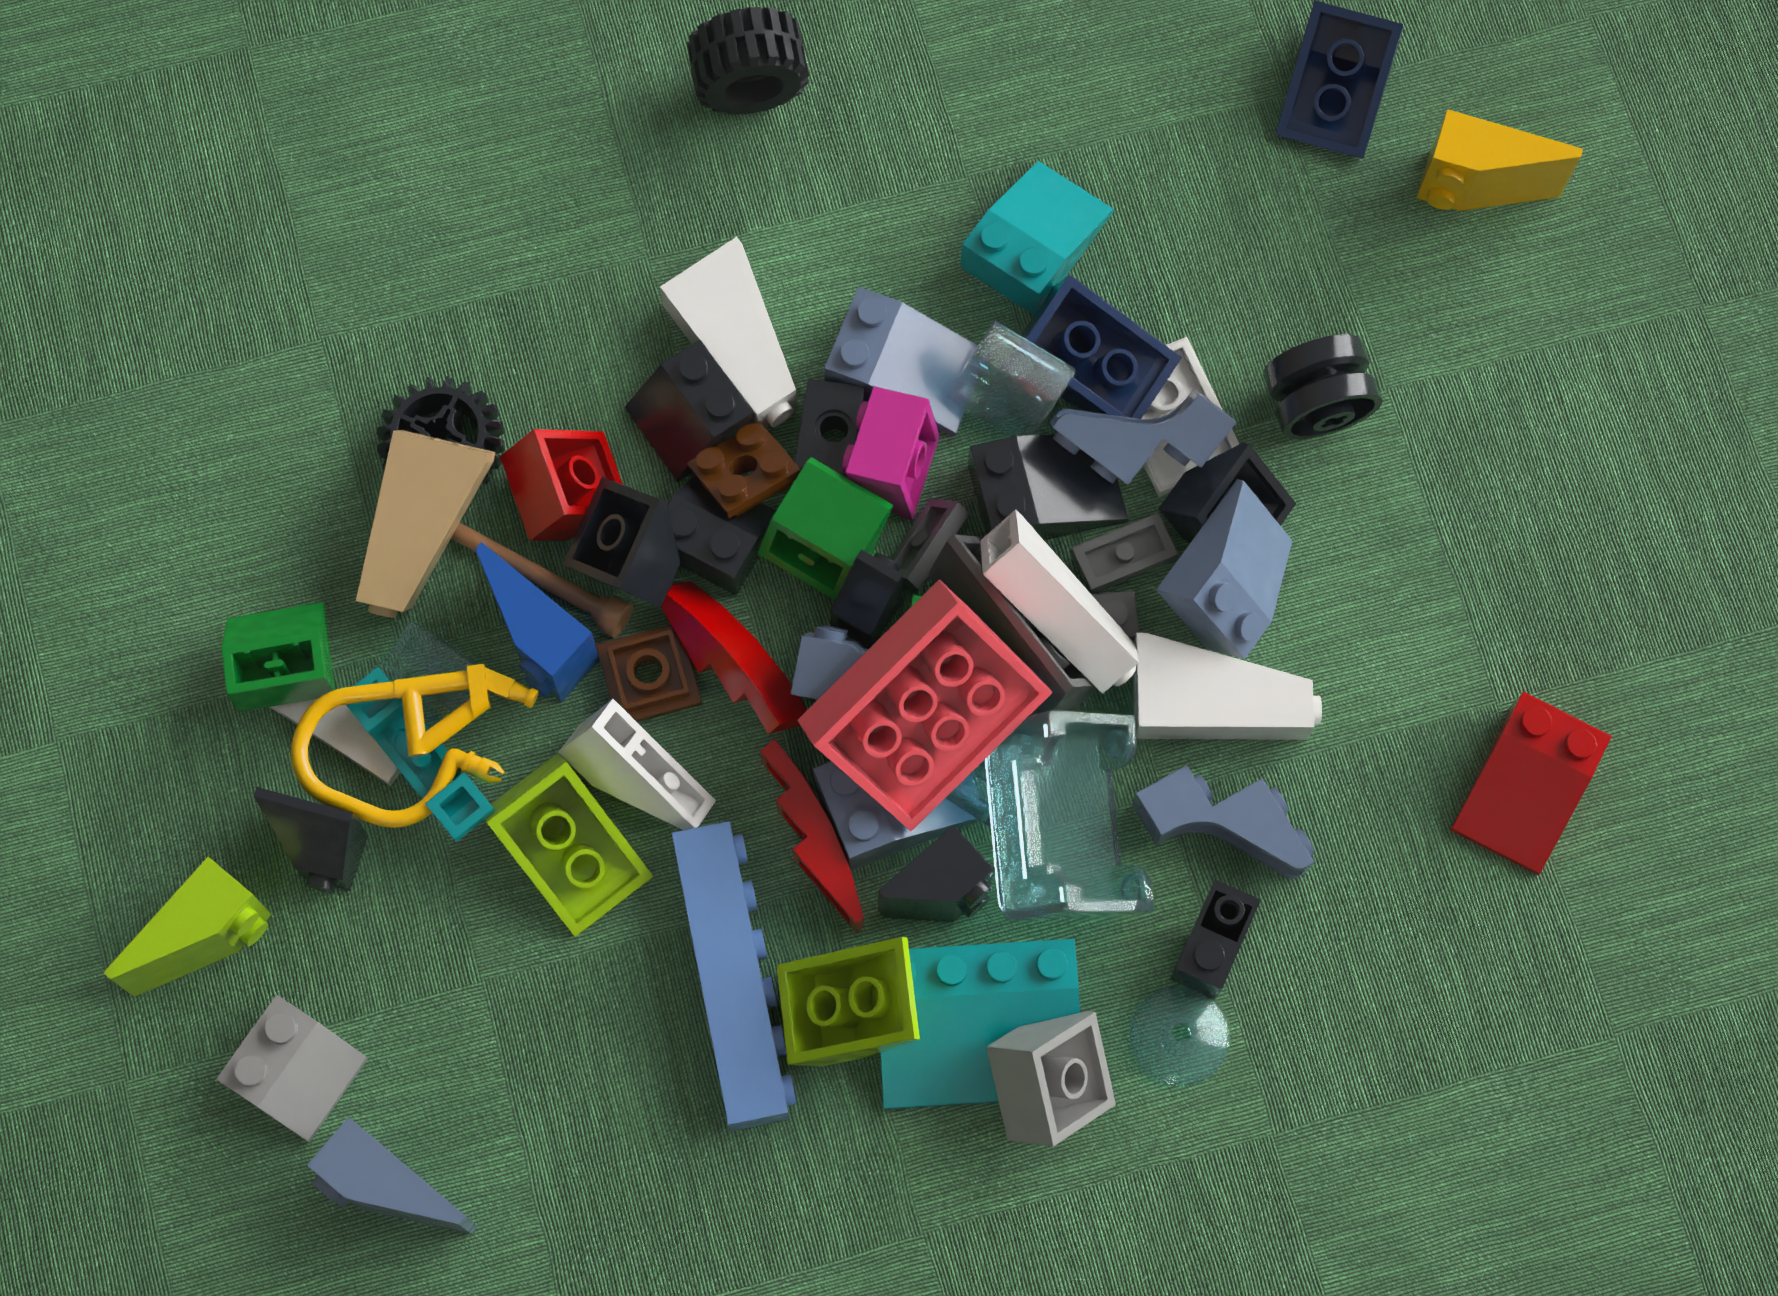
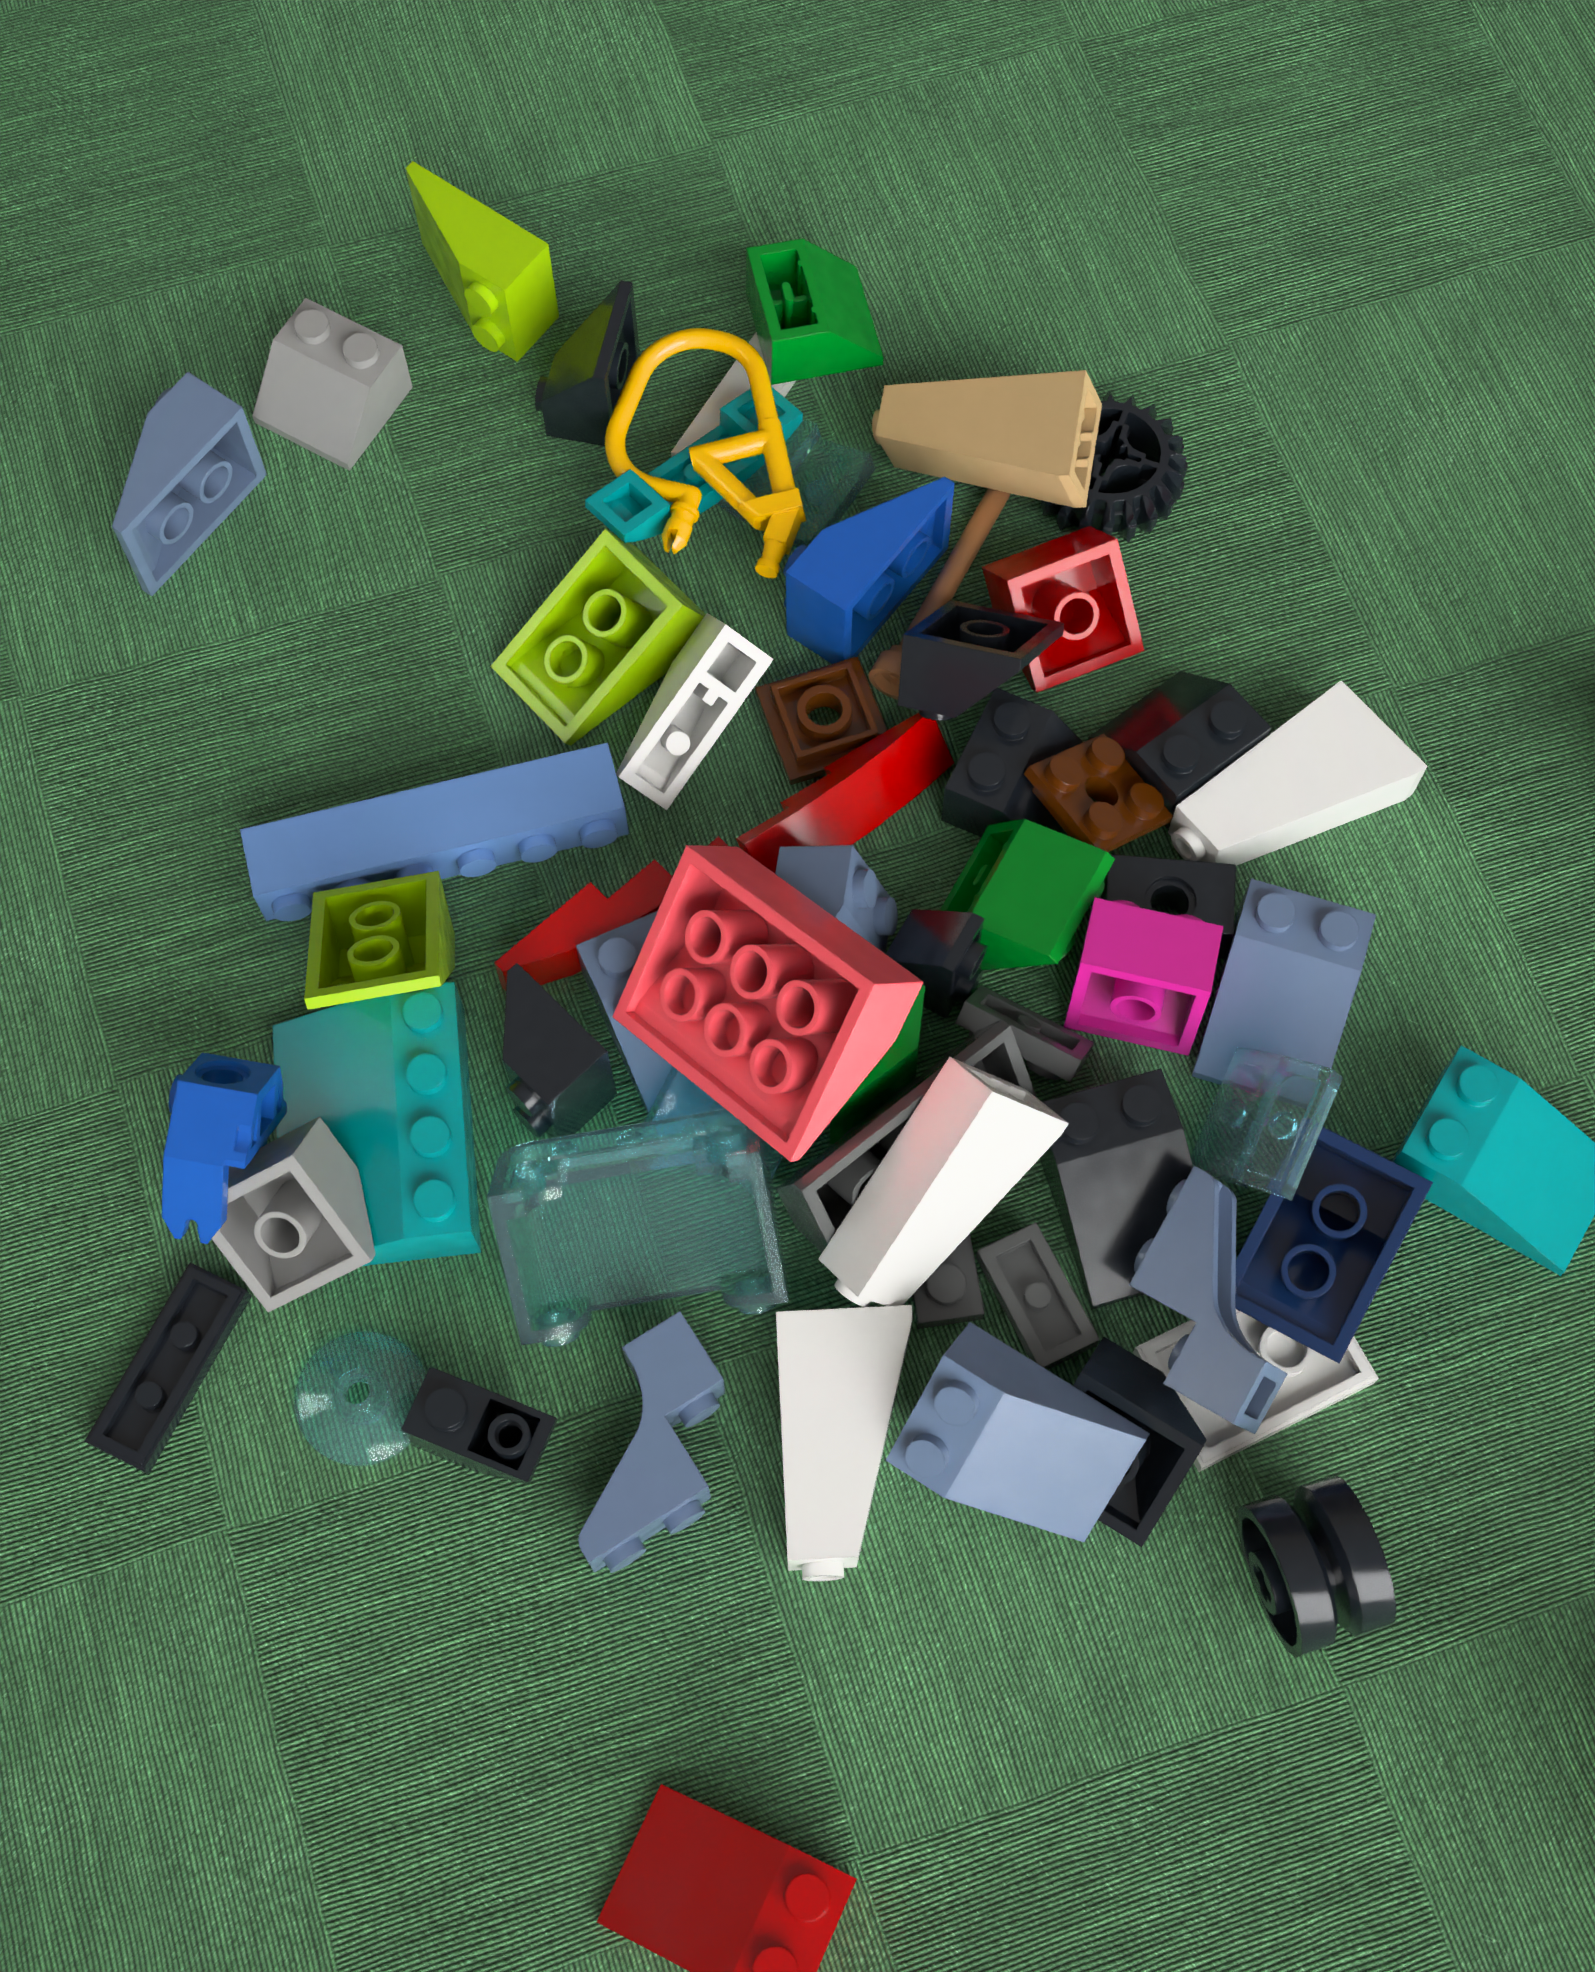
camera: 90 degrees right, 5 degrees down
(1001, 1113) = (217, 1120): none -> blue piece
(1154, 1179) = (168, 1368): none -> black tile

